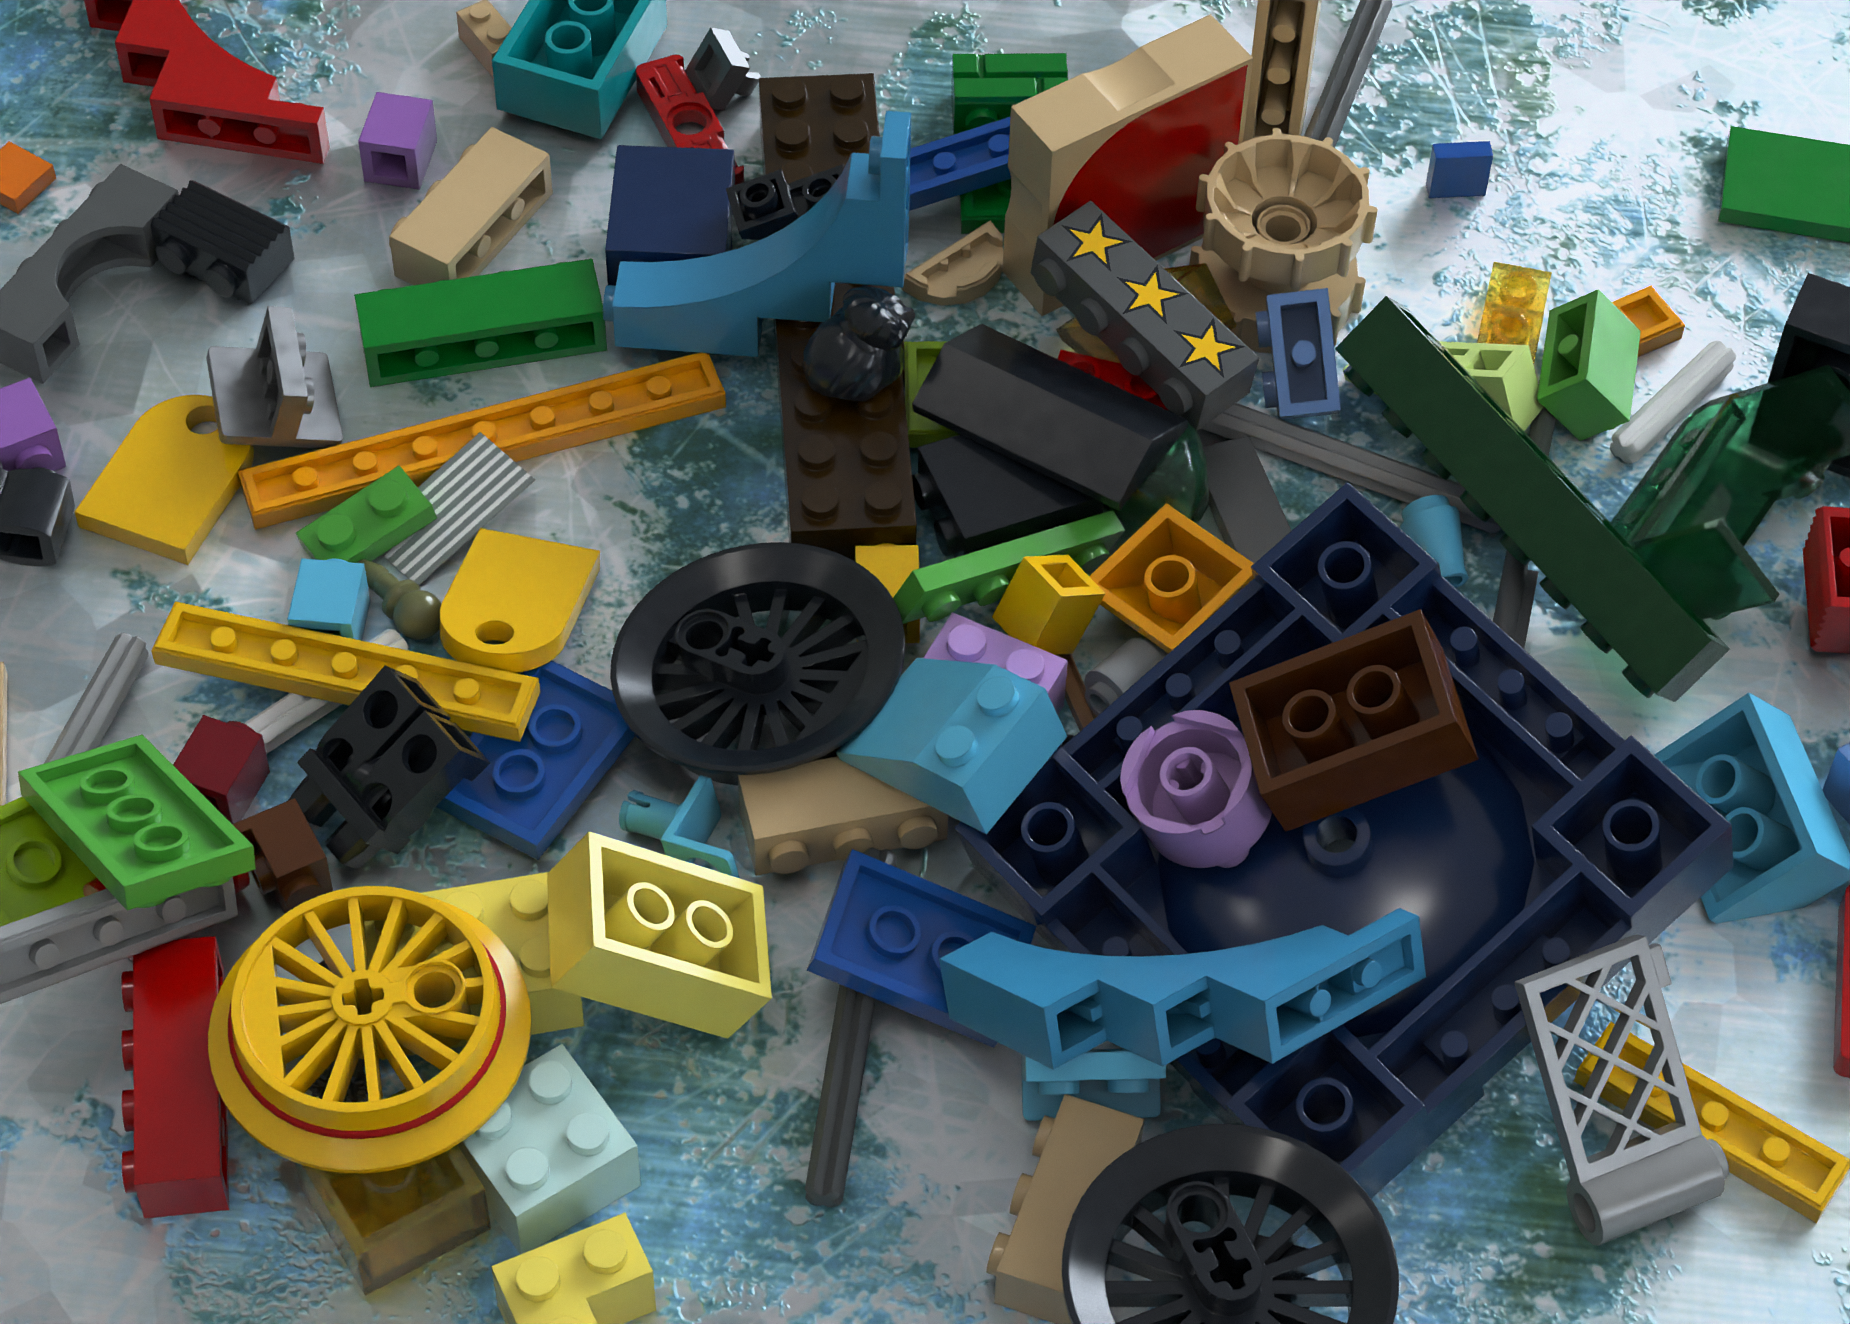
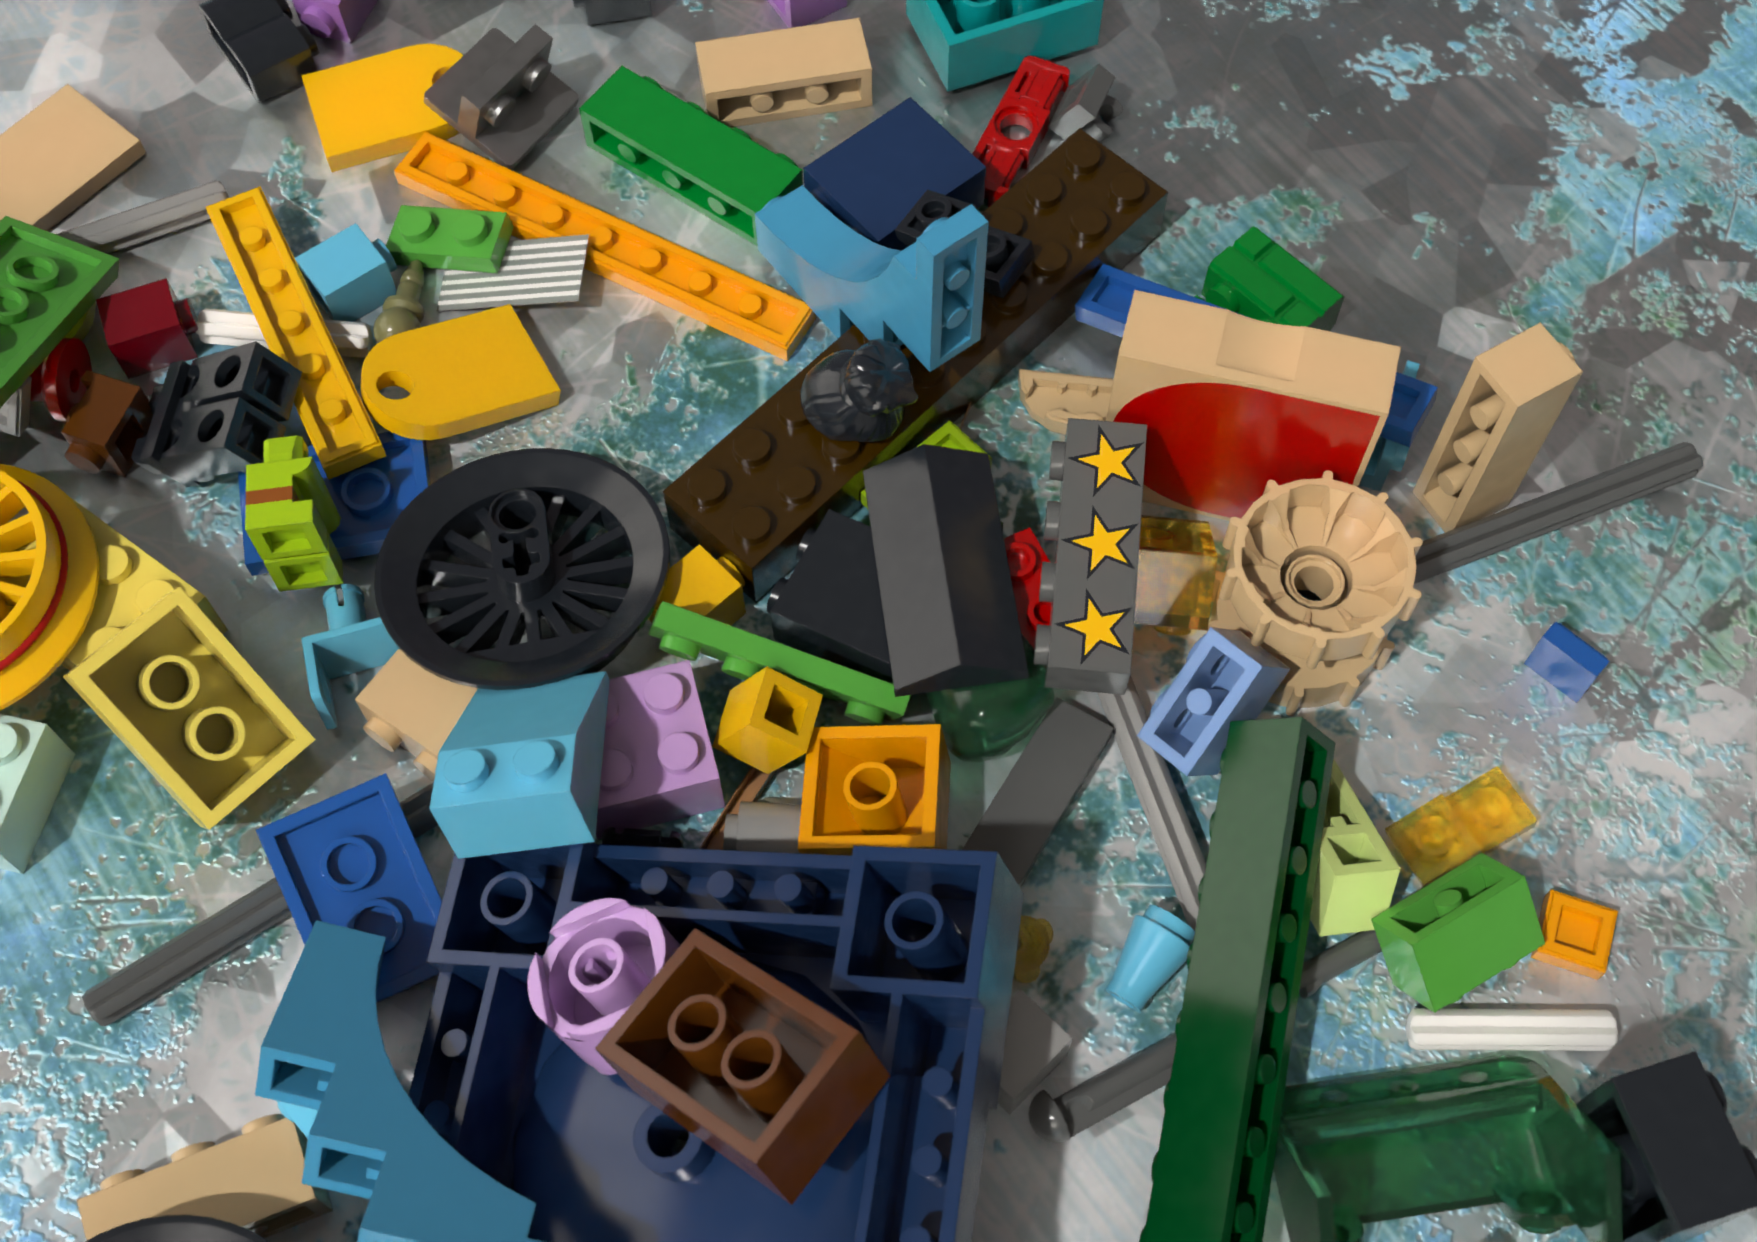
camera: 50 degrees right, 10 degrees up
(563, 763) = (292, 517): none -> lime hips

